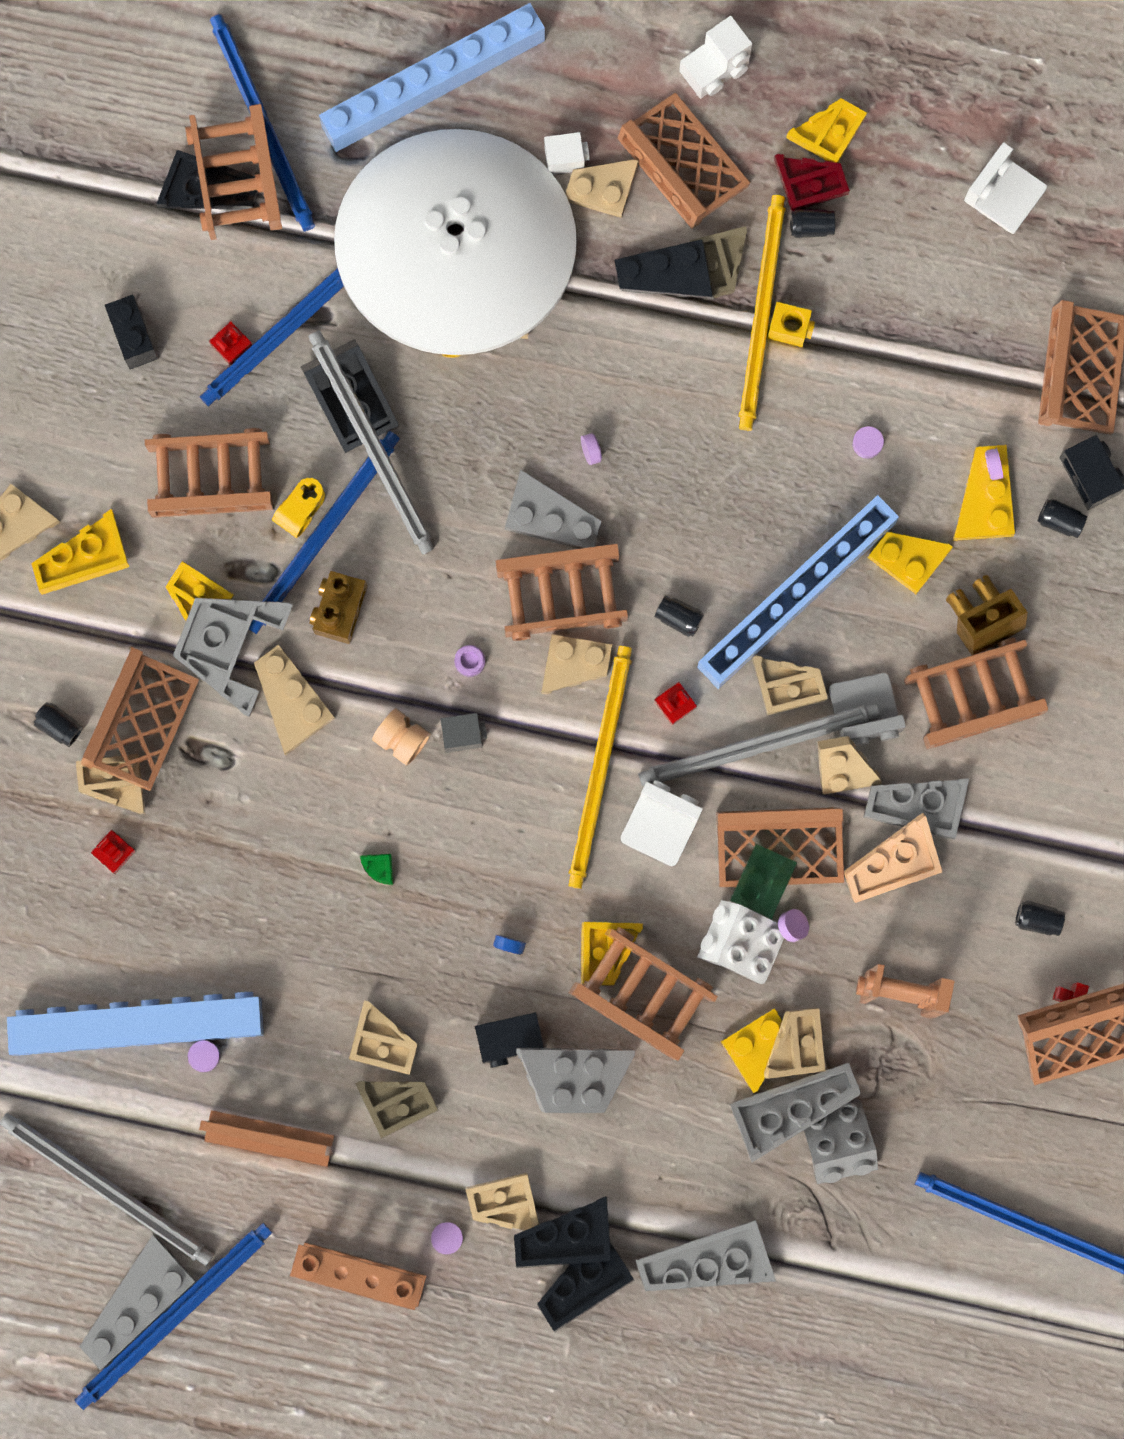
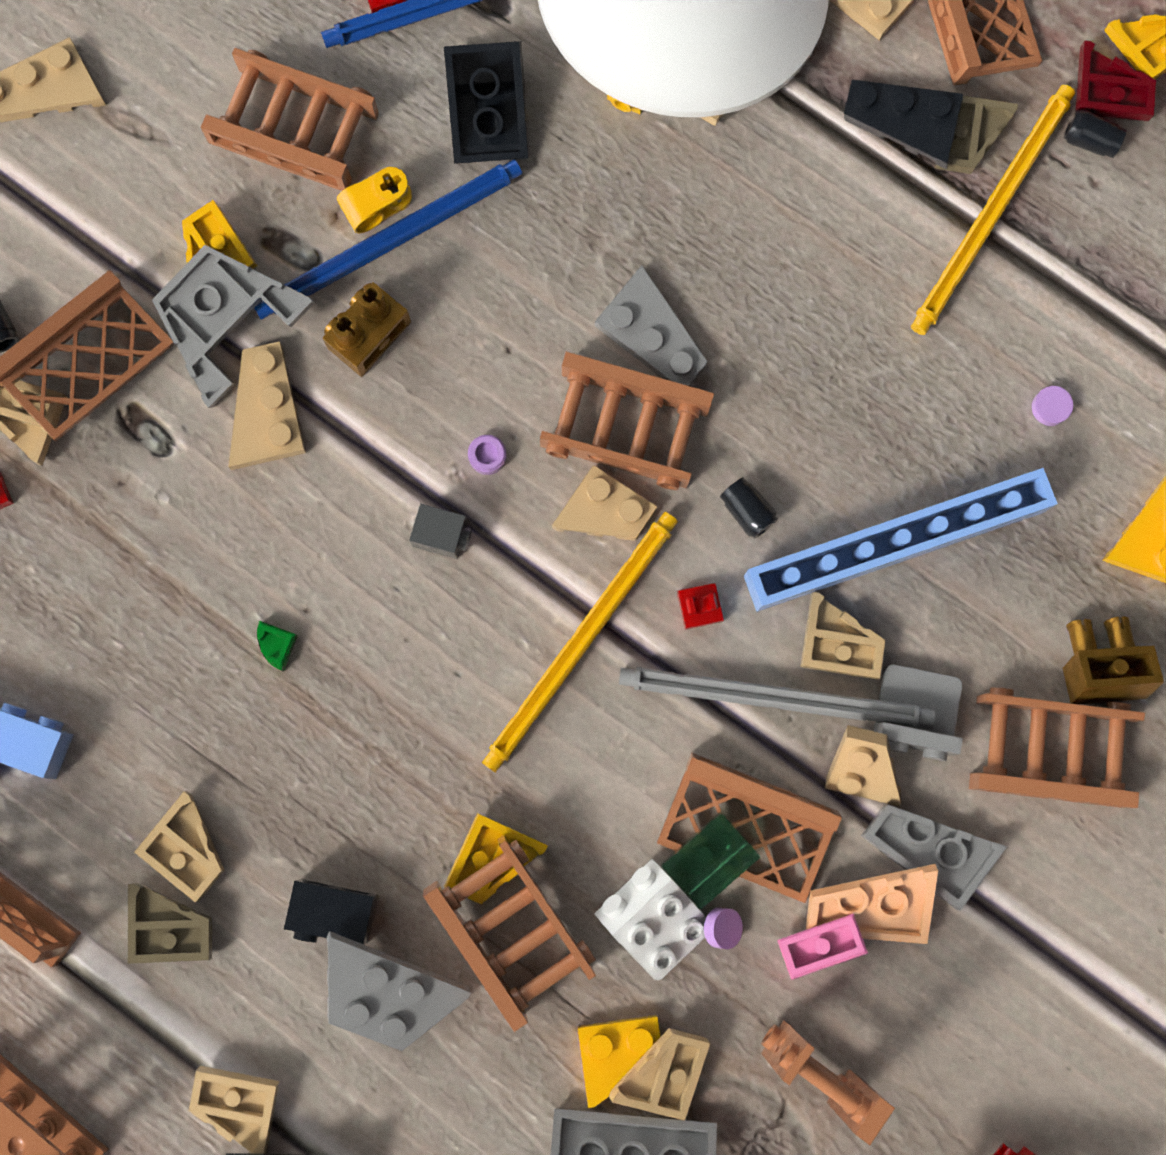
camera: 20 degrees right, 0 degrees up
(84, 557) = (114, 152): yellow wing -> none
(371, 442) = (484, 148): light grey piece -> none
(402, 737) = (366, 502): light nougat wheel -> none
(446, 1238) = (151, 1116): lavender tile -> none
(509, 944) = (381, 801): blue tile -> none
(591, 449) = (732, 276): lavender tile -> none
(661, 823) = (621, 738): white bracket -> none
(786, 312) = (1025, 220): yellow brick -> none
(869, 907) = (822, 947): none -> bright pink slope
(909, 558) = (1043, 558): yellow wing -> none
(1039, 918) = (1020, 1052): black piece -> none

